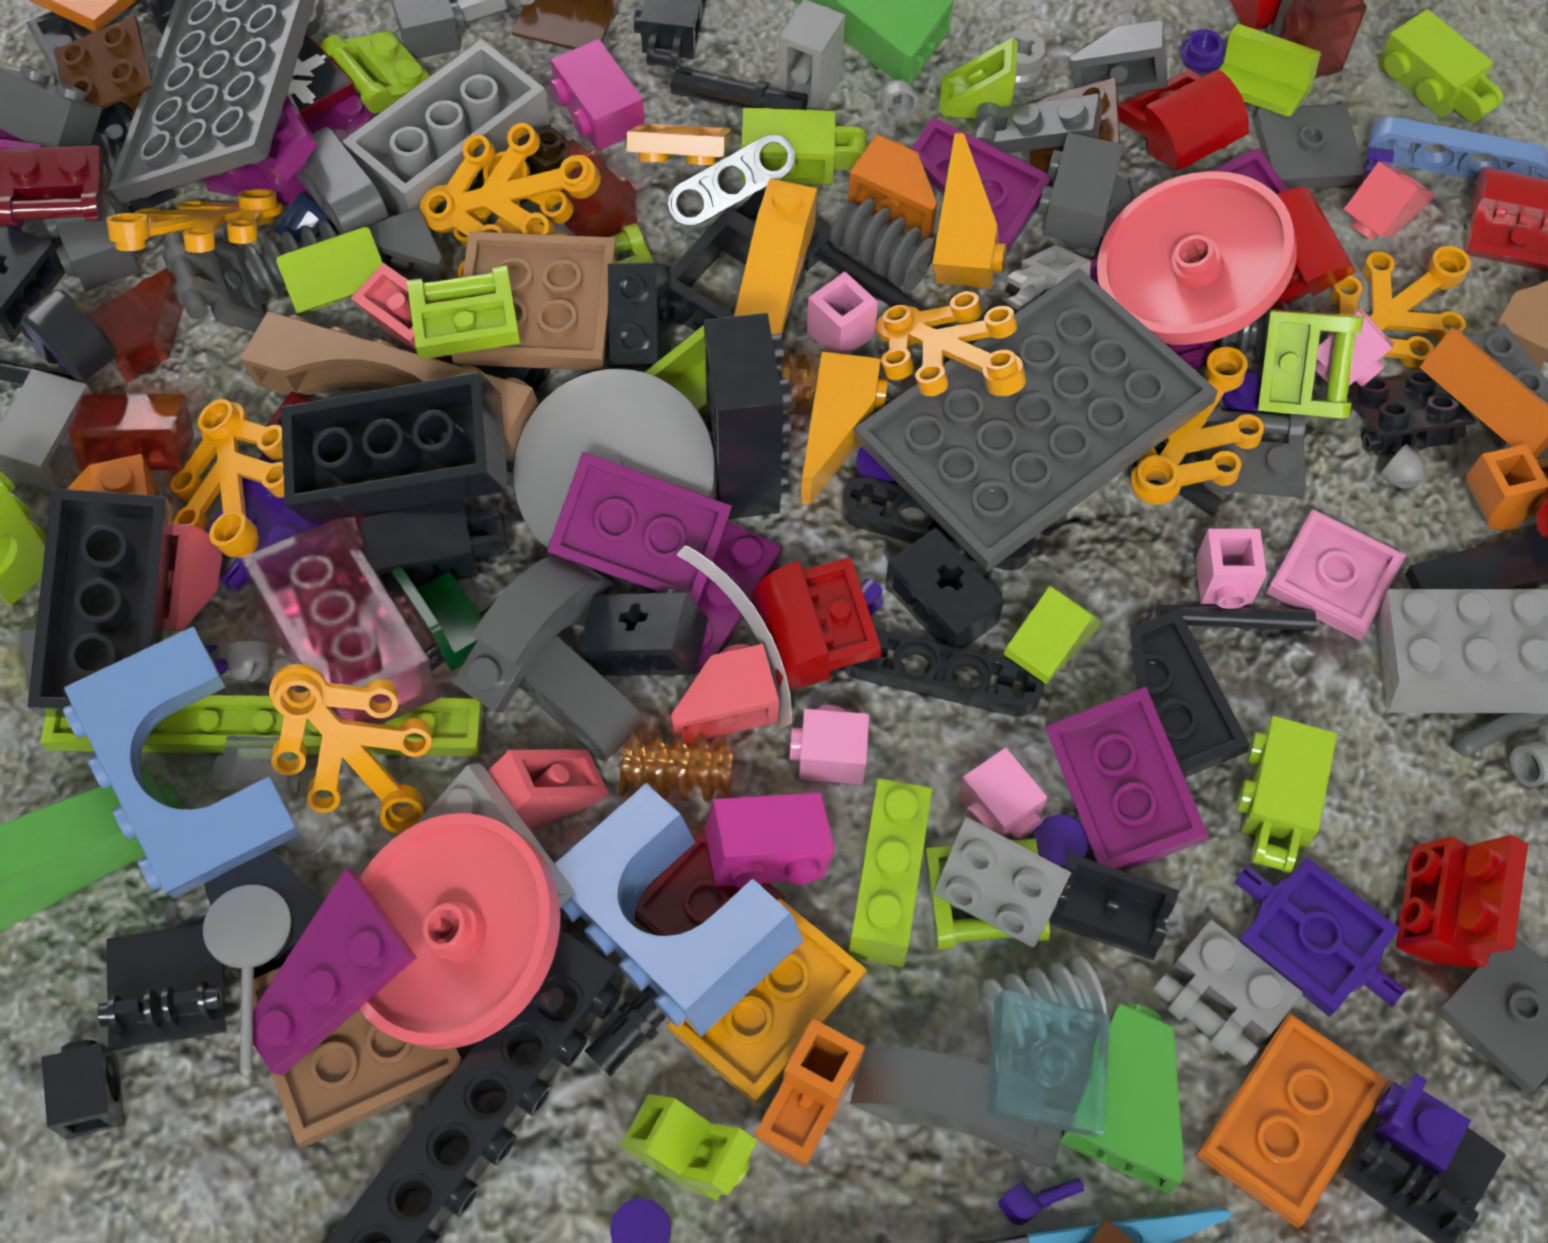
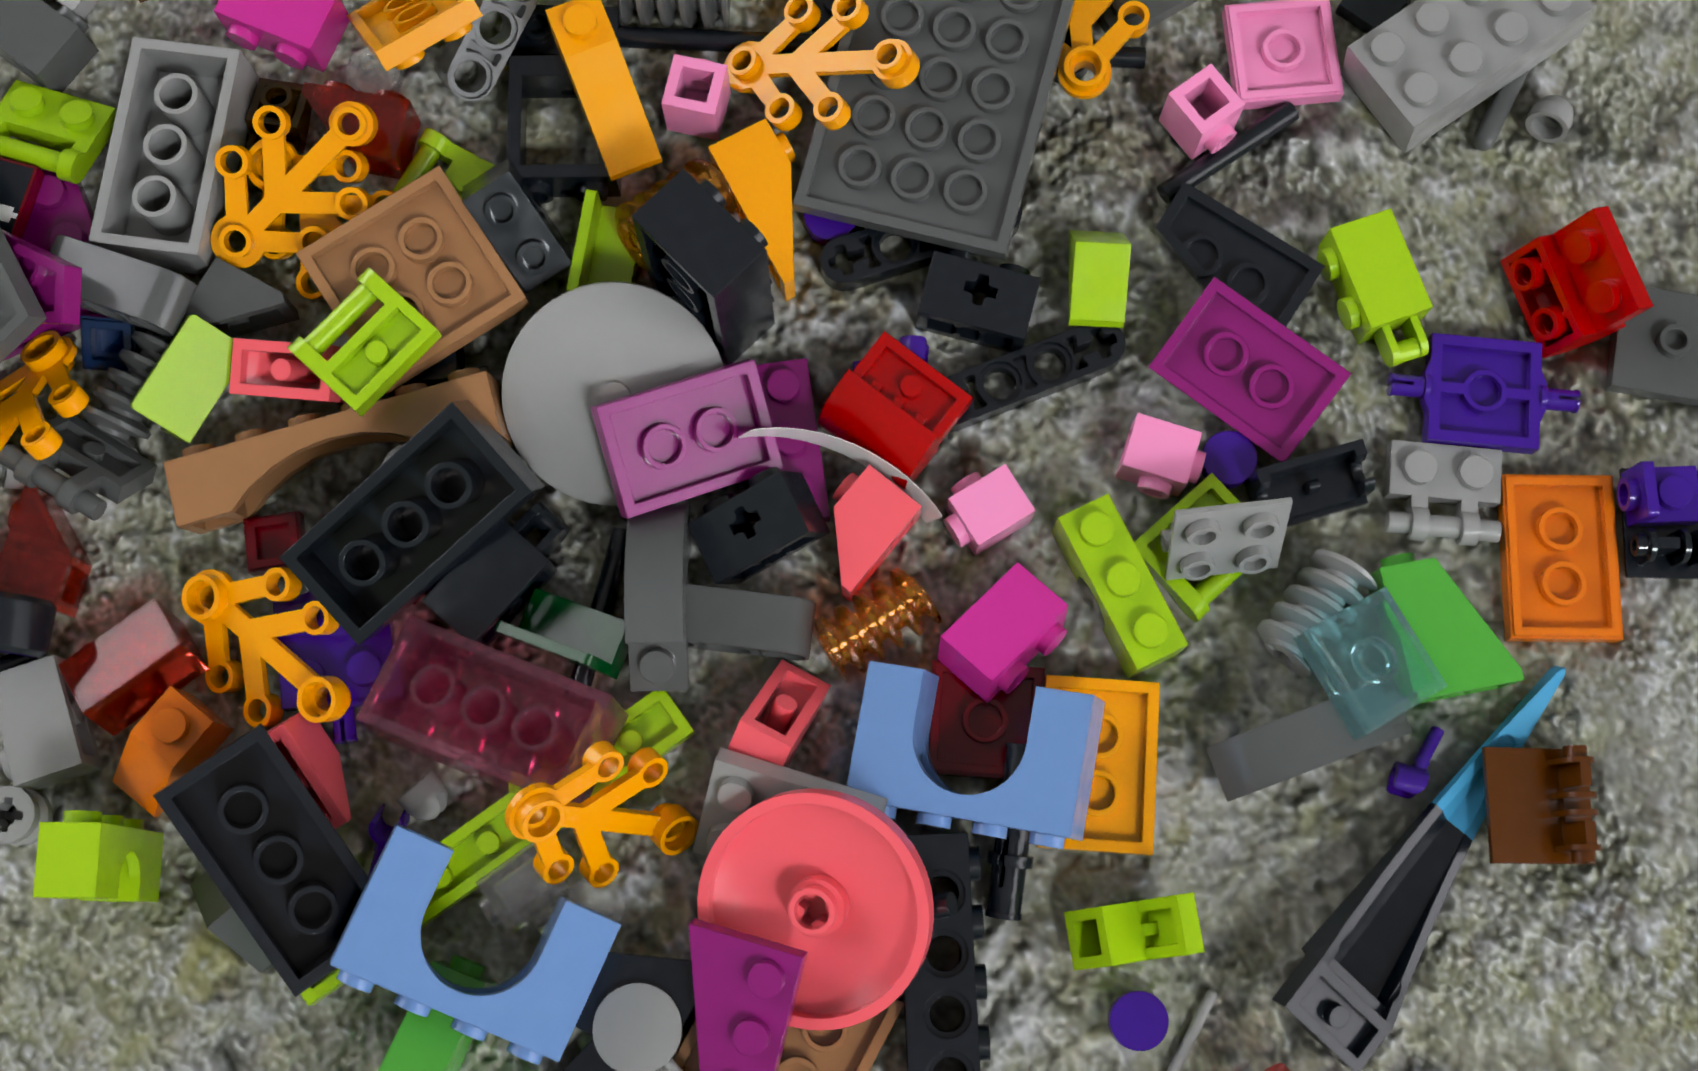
camera: 35 degrees left, 15 degrees up
(810, 1092) = (1192, 811): orange brick -> none

